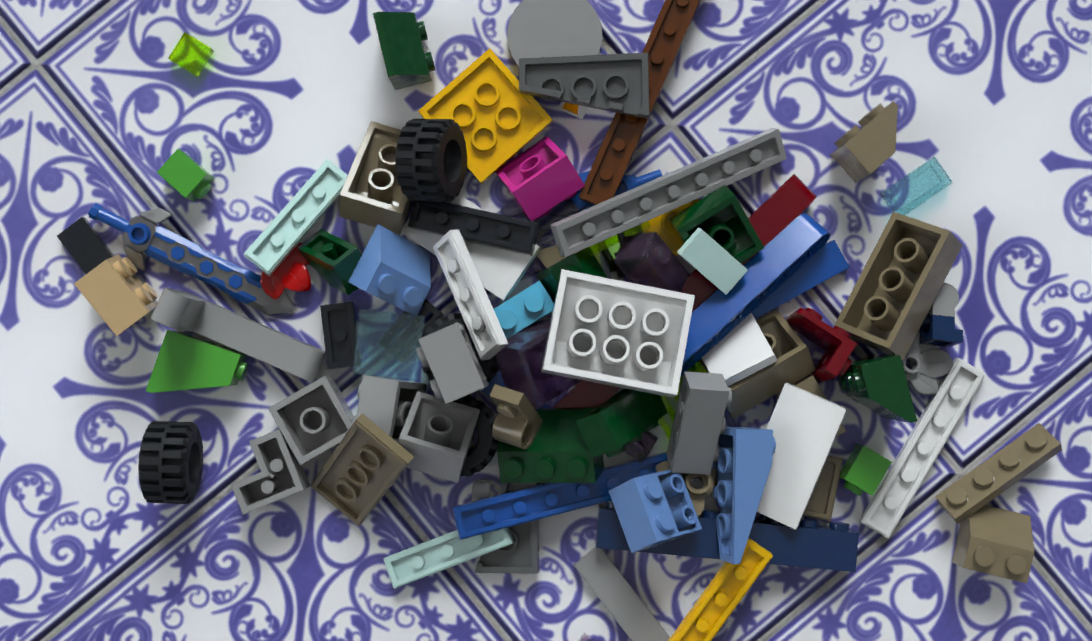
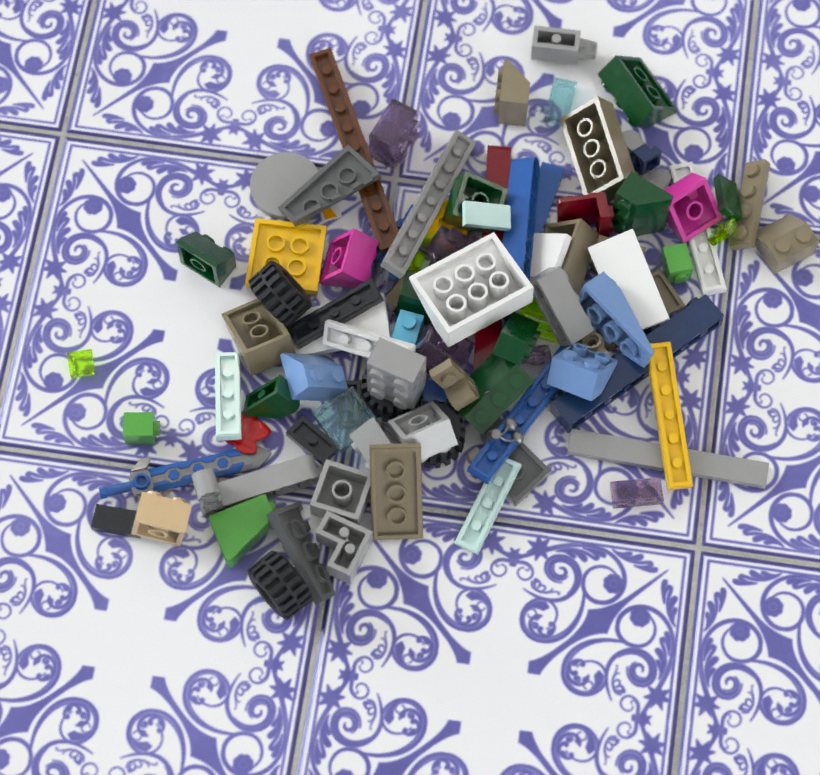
camera: 40 degrees left, 20 degrees down
(231, 425) = (302, 552): none -> dark grey wing
(535, 501) = (511, 425): none -> flat silver piece
(708, 79) = (394, 134): none -> clear purple brick
(941, 425) = (691, 207): none -> dark pink slope
(941, 480) = (722, 232): none -> clear neon green tile
(973, 129) = (561, 45): none -> light grey hinge
(982, 448) = (727, 197): none -> dark green tile
(1003, 248) = (636, 91): none -> dark green slope

